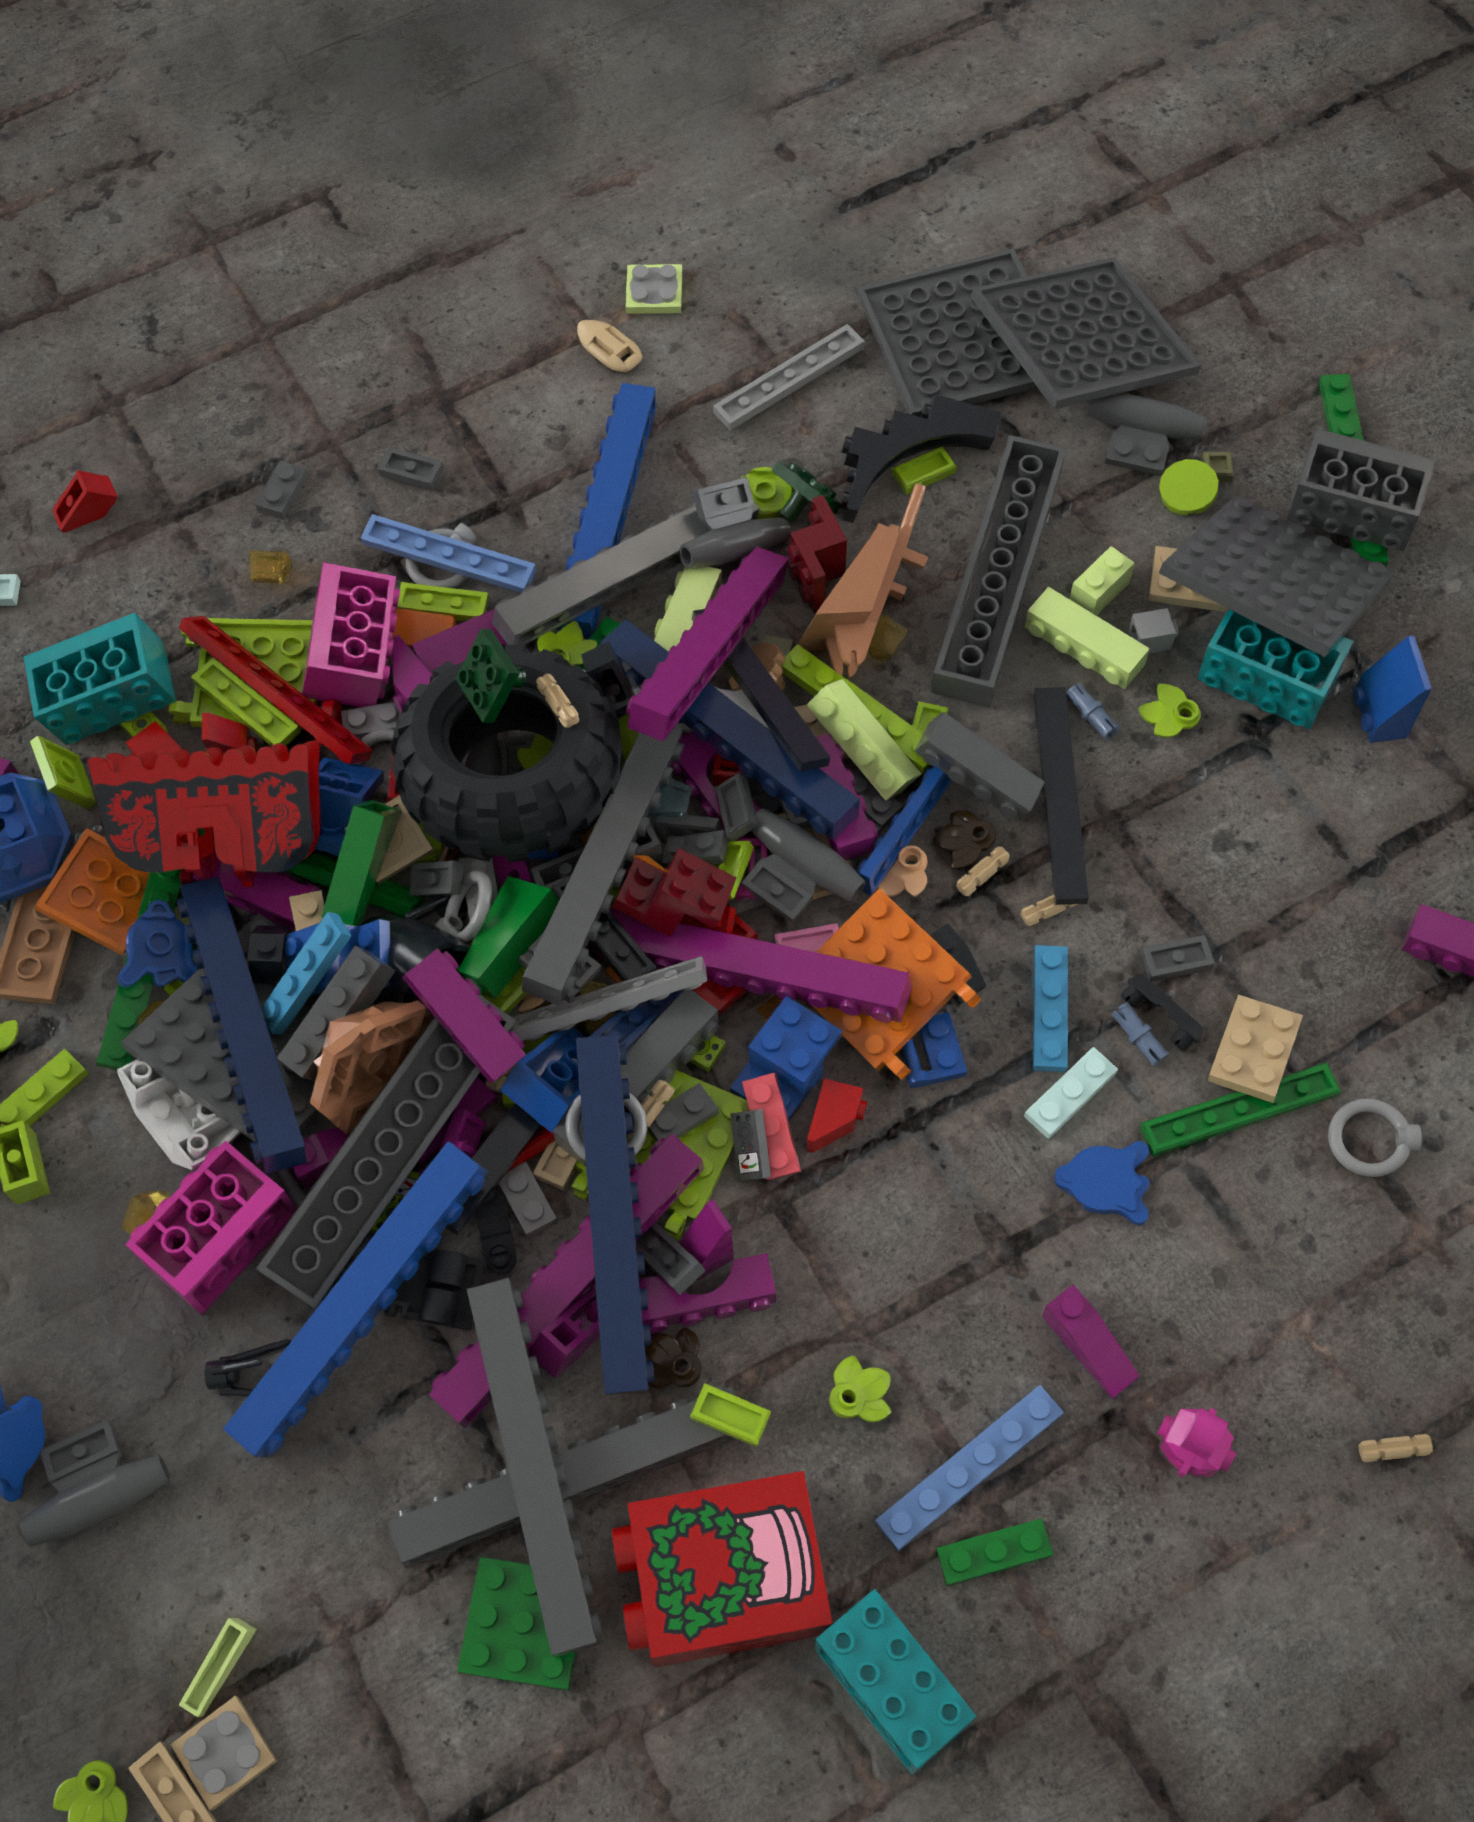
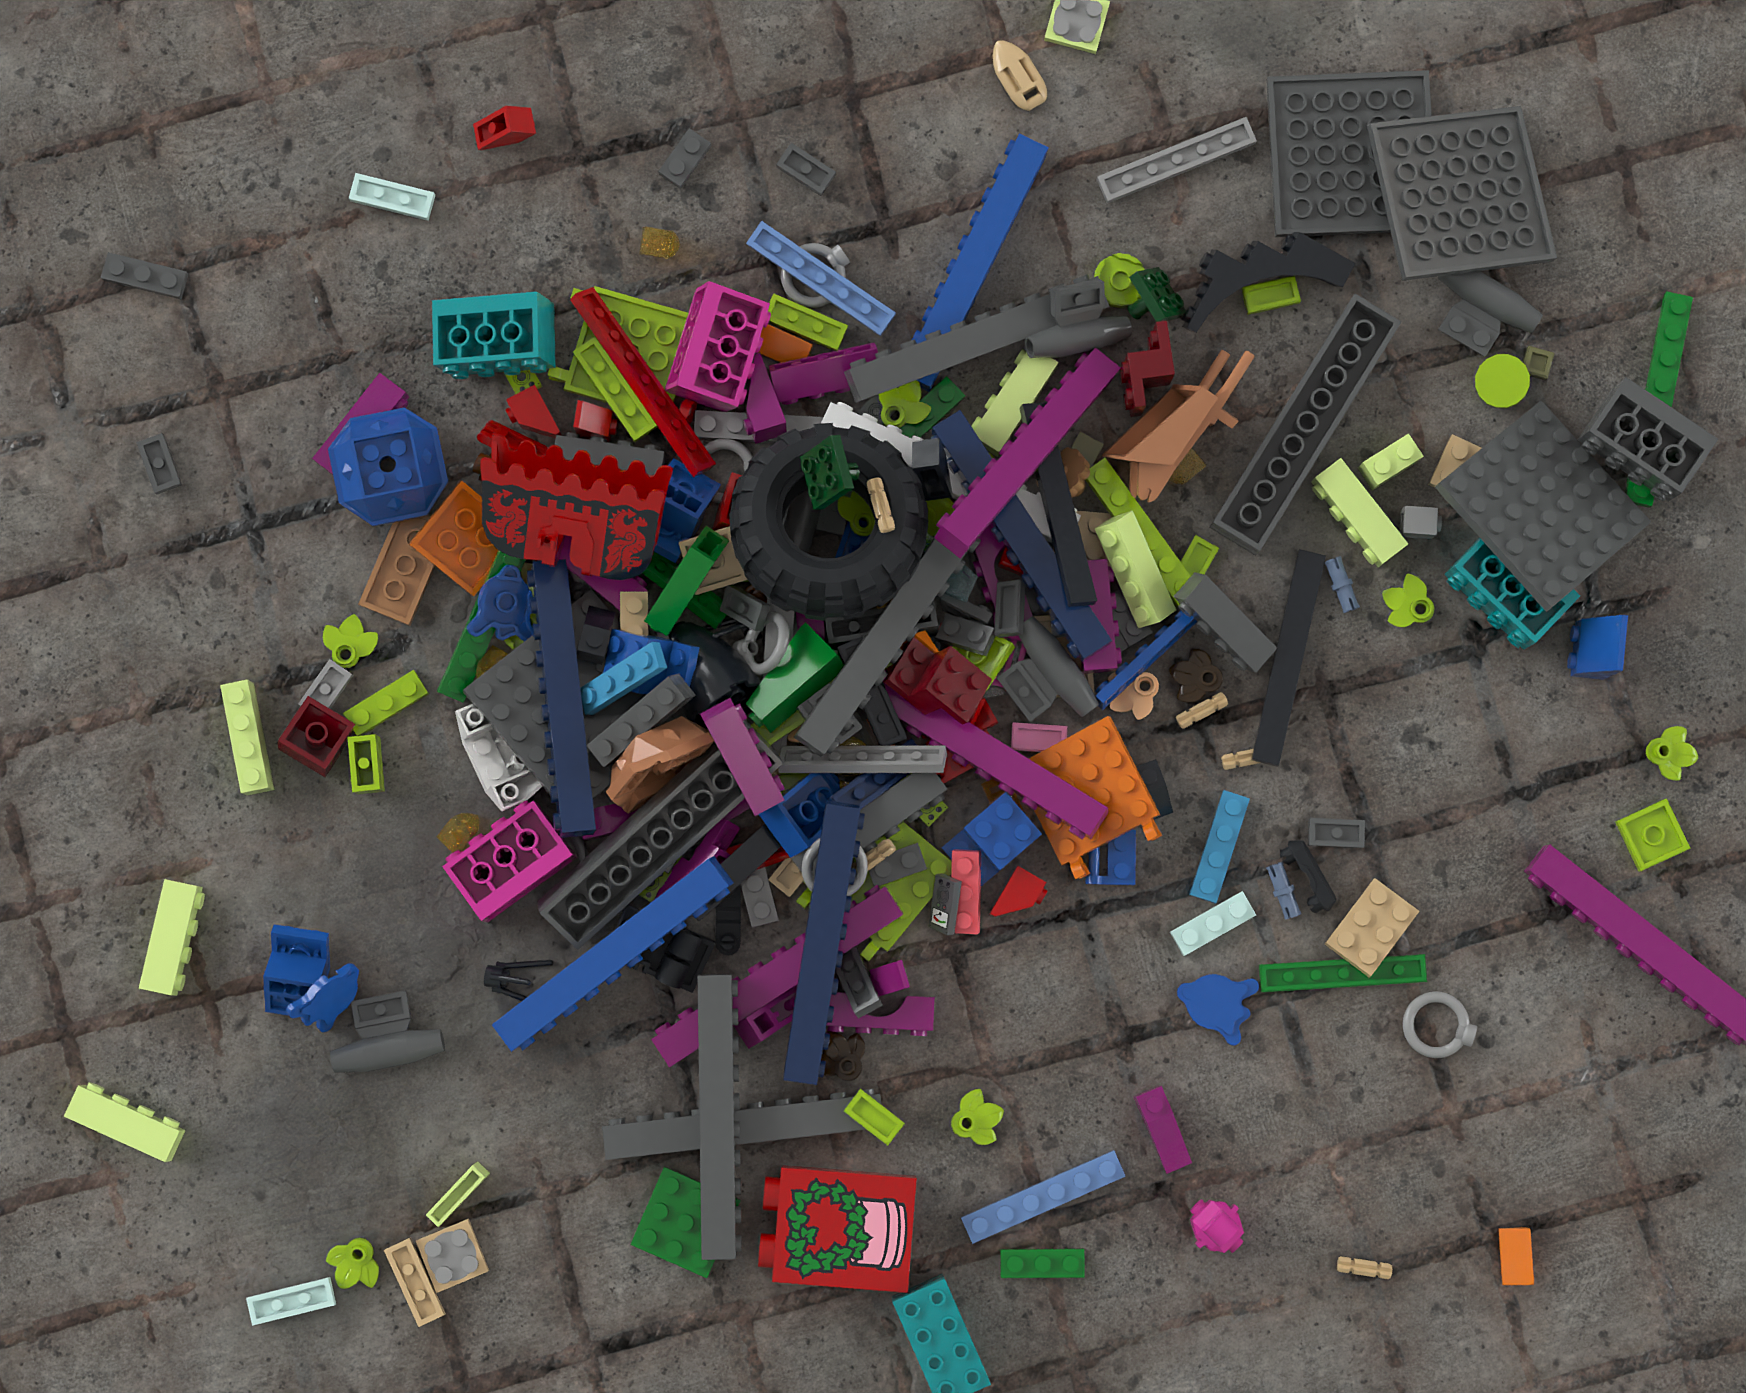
camera: 10 degrees right, 20 degrees up
(63, 772) = (449, 415): lime tile -> none

